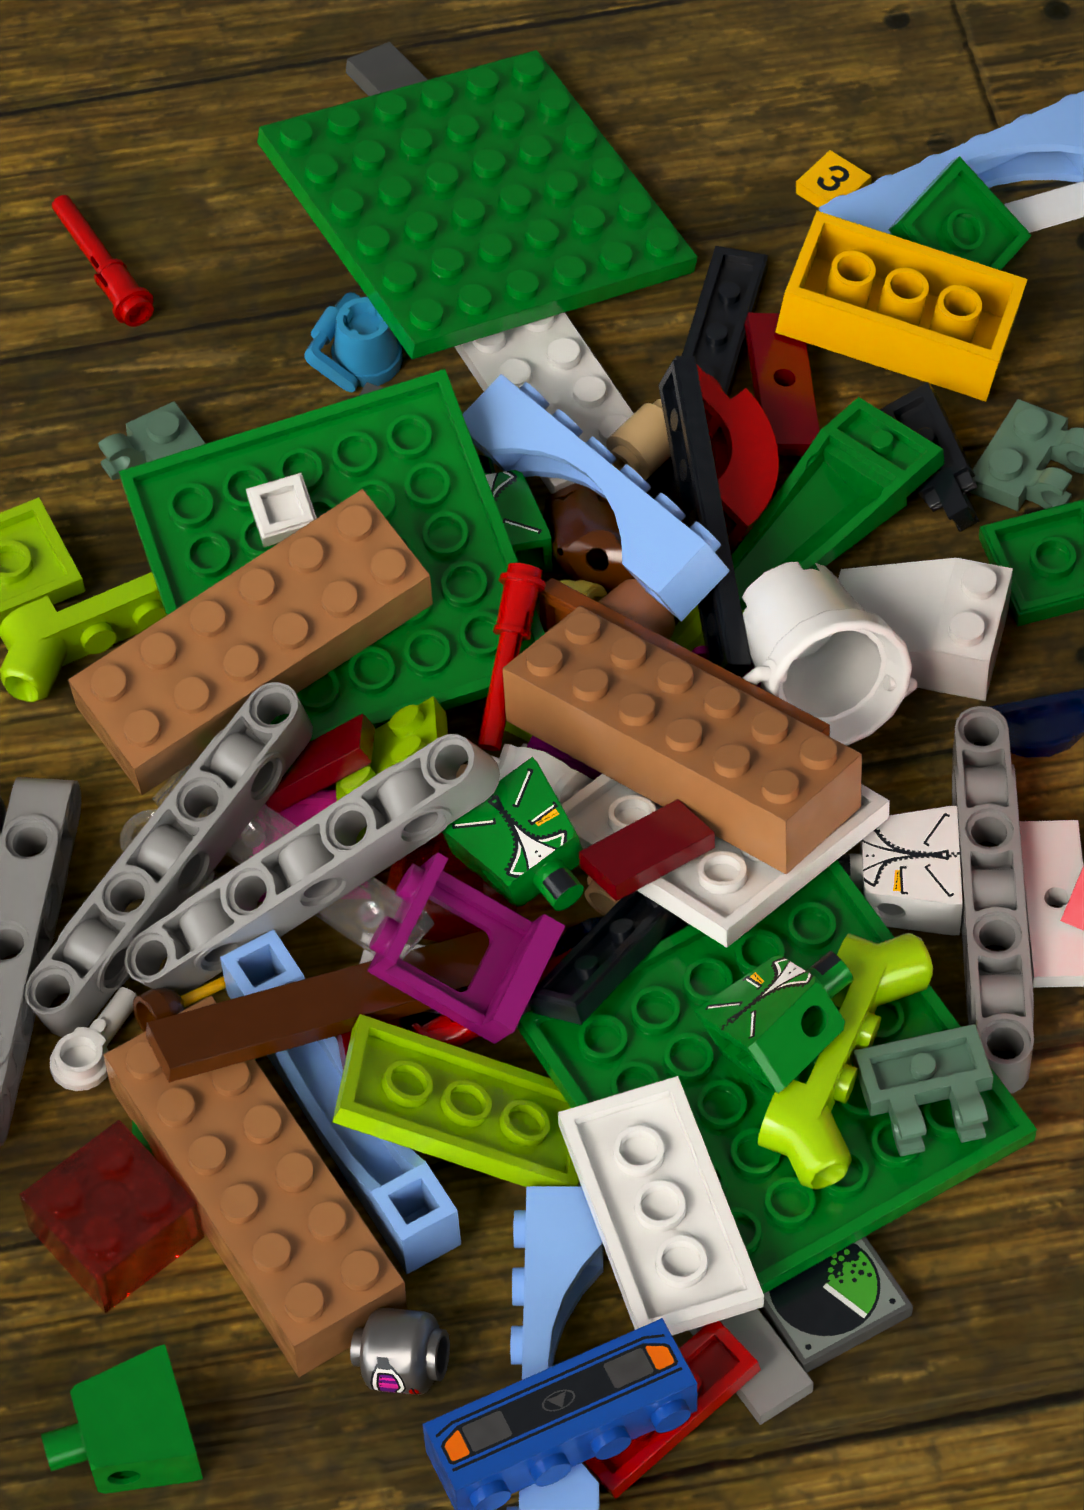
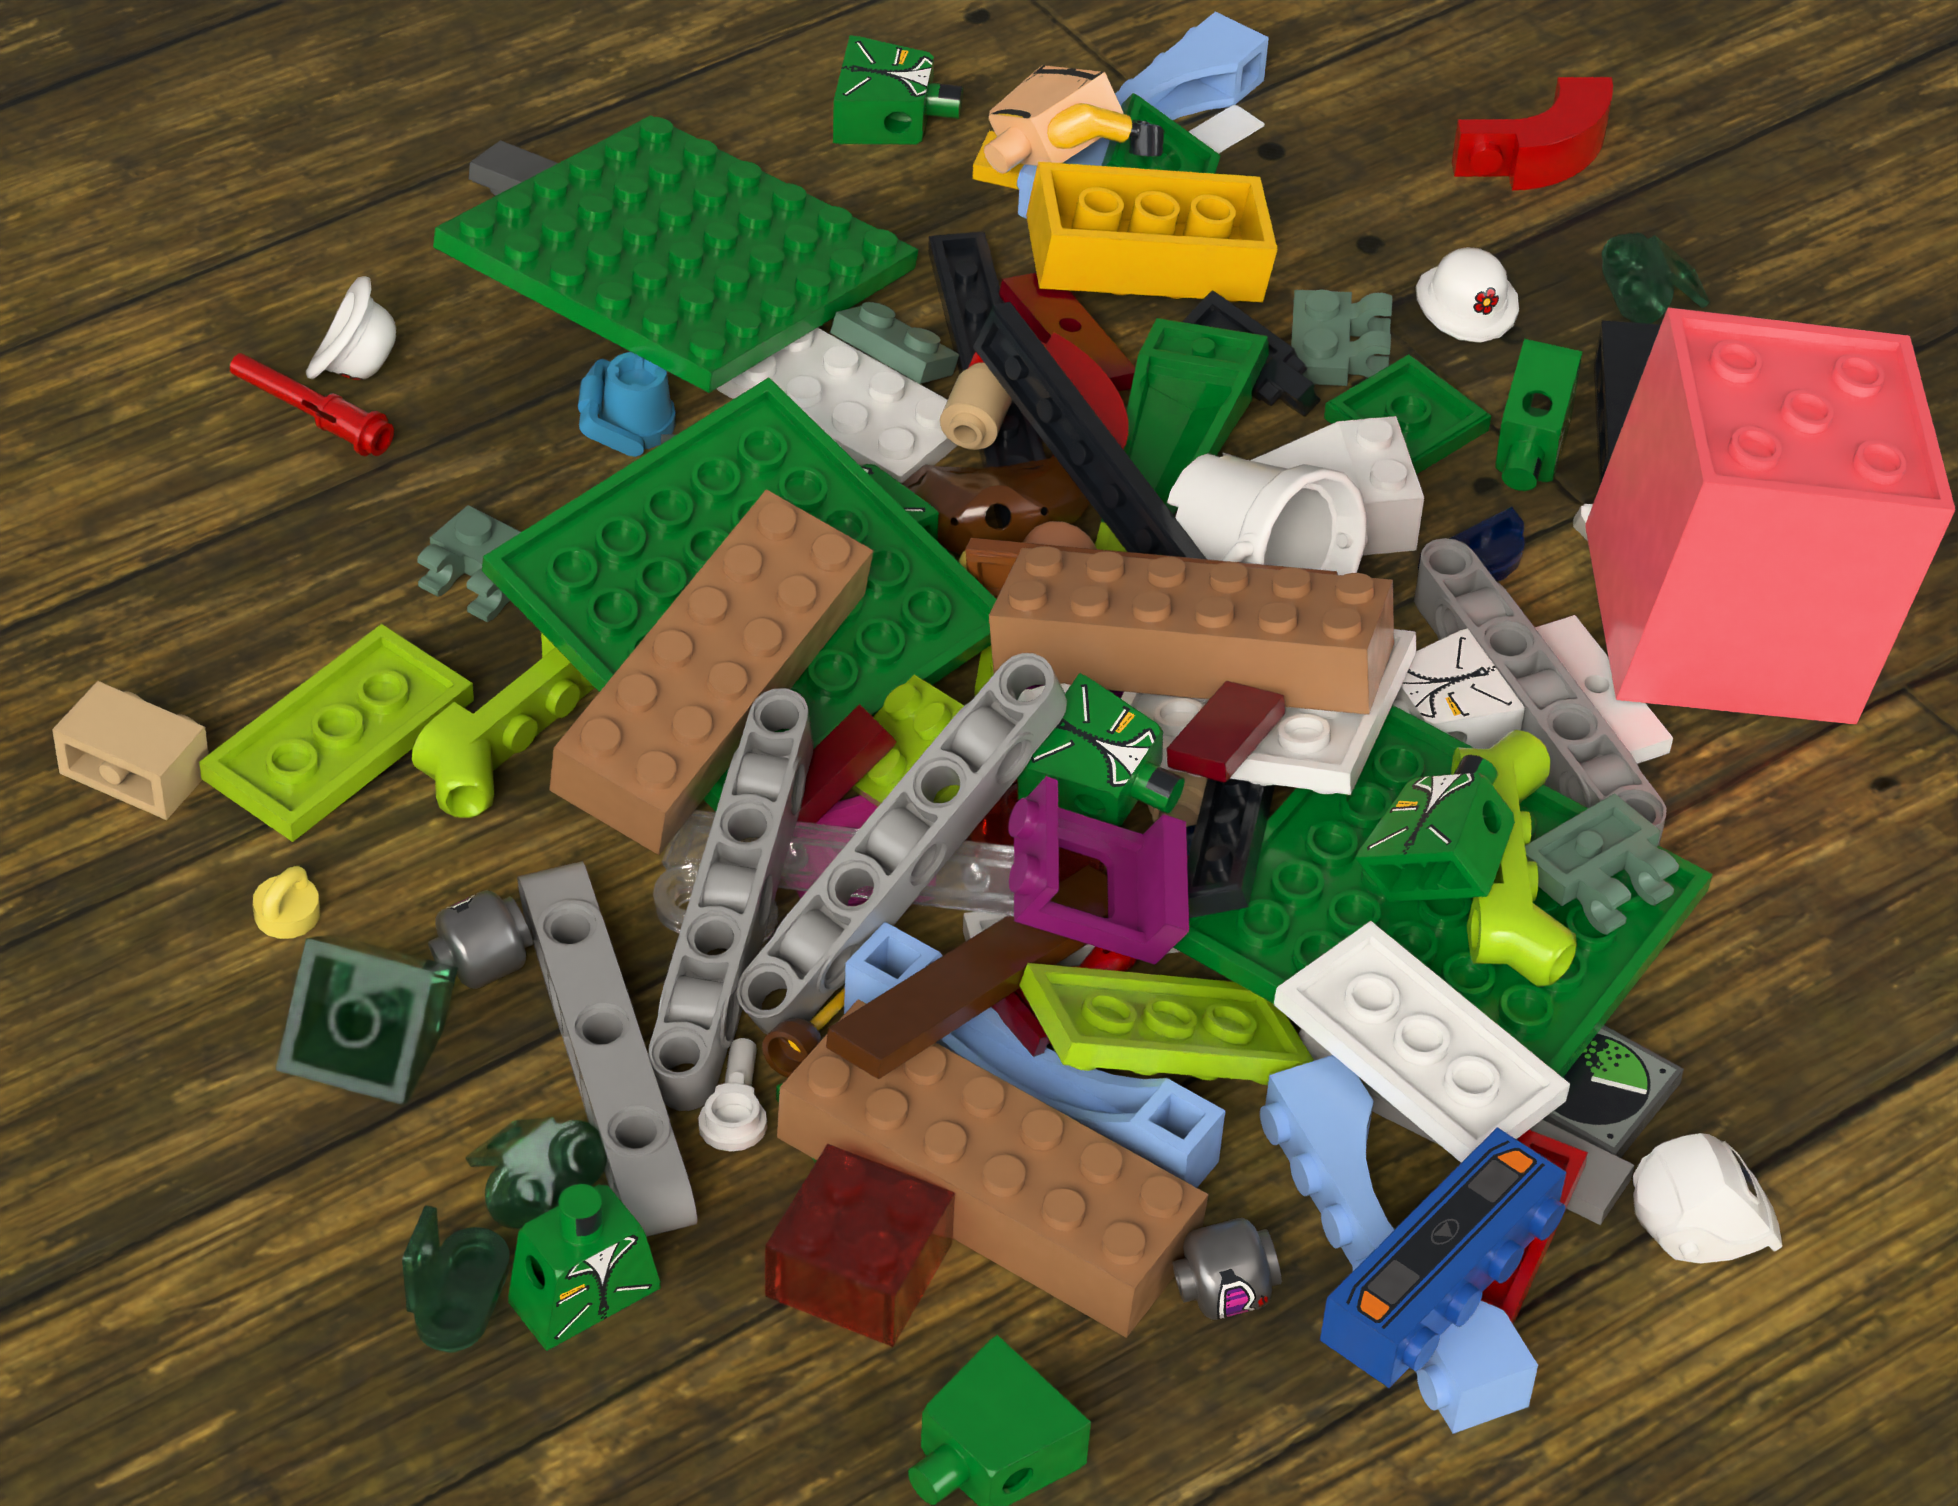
camera: 30 degrees left, 10 degrees down
(164, 212) = (357, 337): none -> white hat
(280, 508) = (673, 545): white tile -> none
(514, 625) = (953, 547): red pin -> none
(621, 347) = (904, 348): none -> sand green plate
(658, 550) = (1083, 477): light blue arch -> none
(755, 87) = (889, 94): none -> green torso
(855, 1443) = (1703, 1201): none -> white helmet
(866, 166) = (1061, 114): none -> light nougat torso

